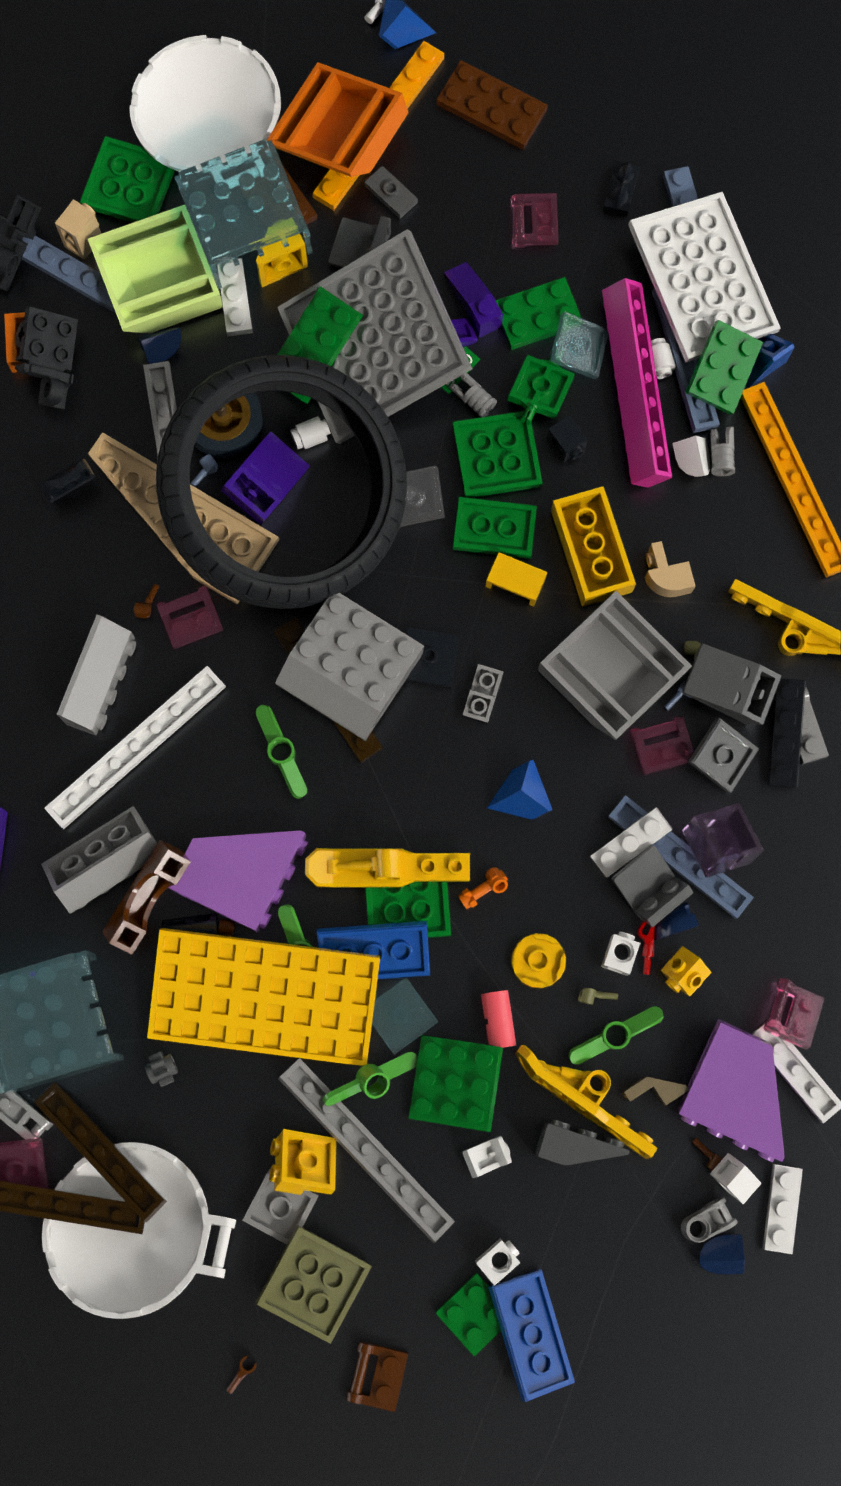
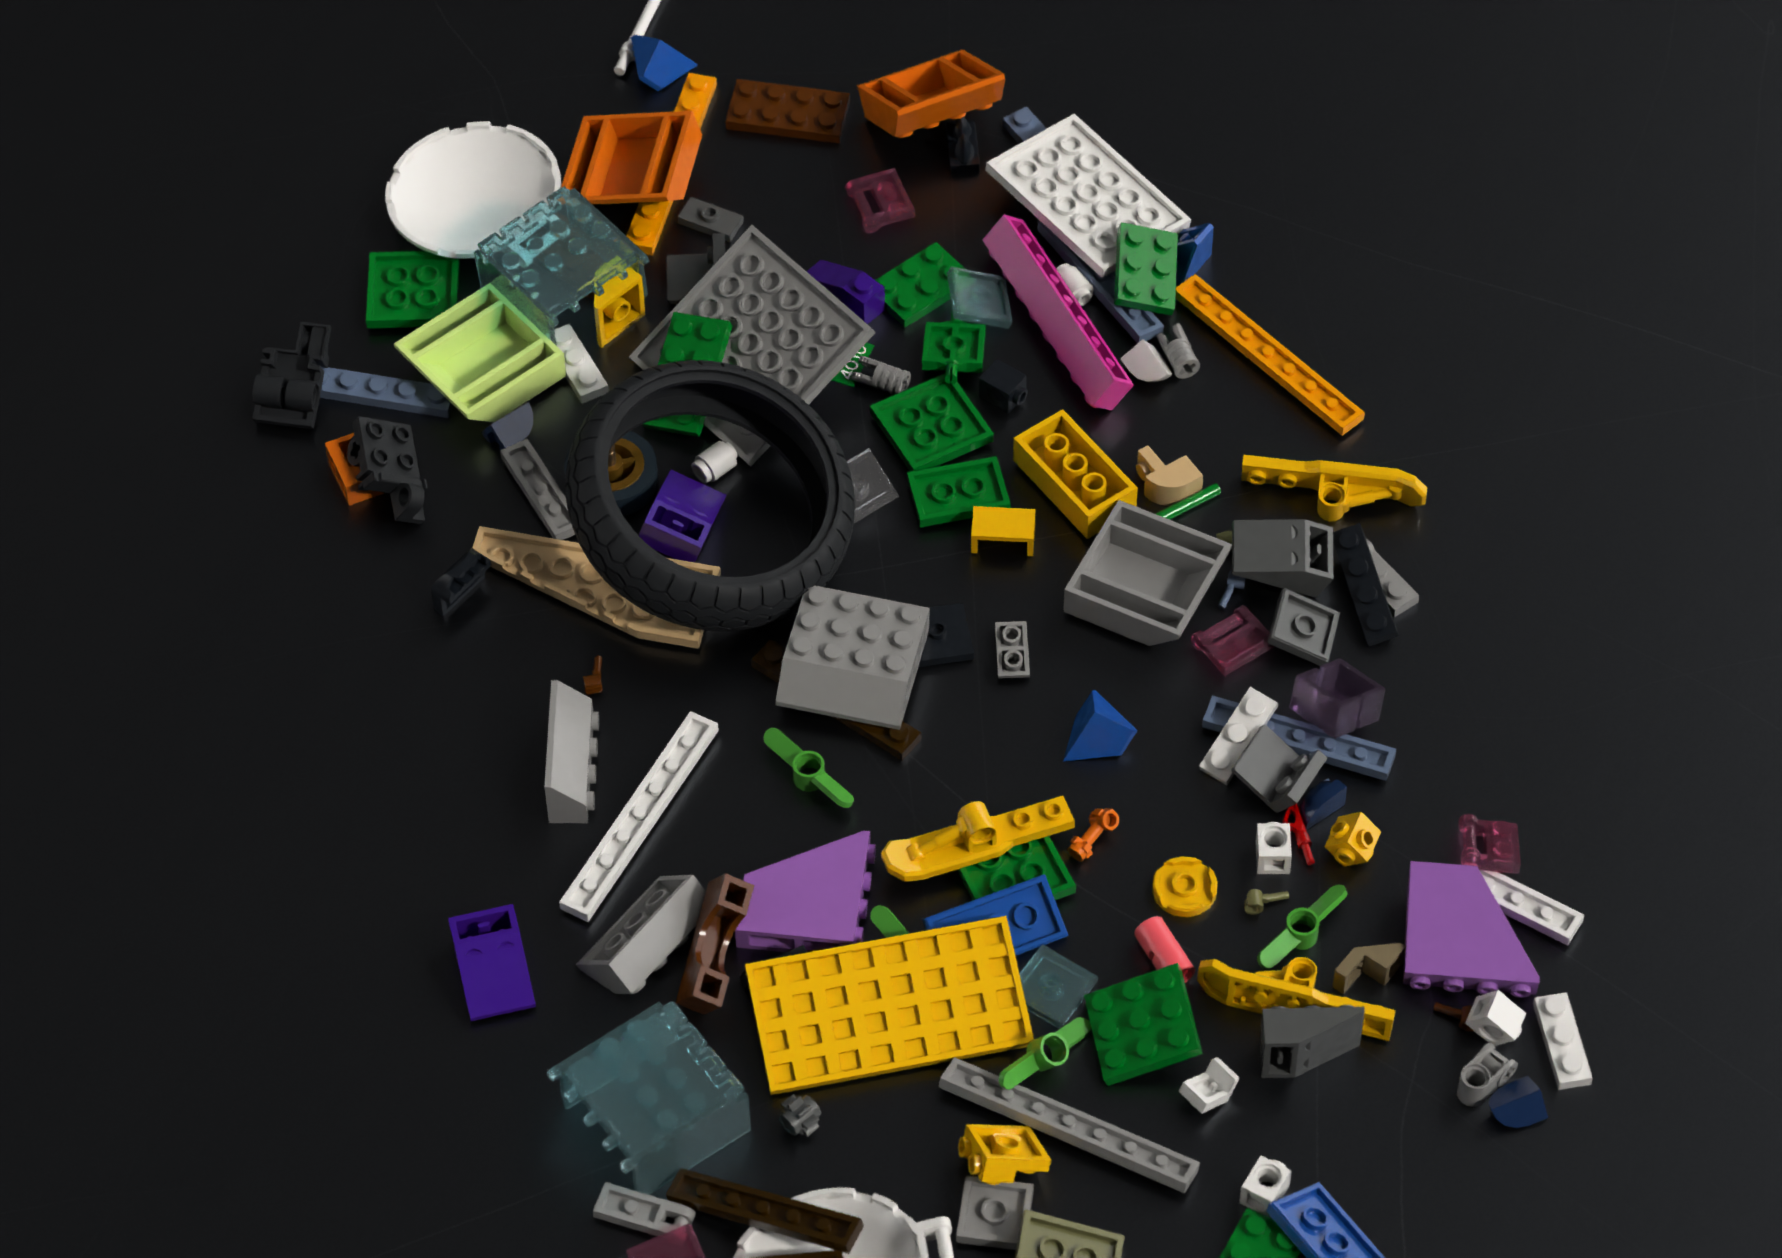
camera: 15 degrees left, 25 degrees down
(76, 226) = (376, 341): tan brick -> none
(191, 625) = (656, 682): clear pink plate -> none
(609, 133) = (931, 93): none -> orange slope
(670, 601) = (1190, 502): none -> green bar

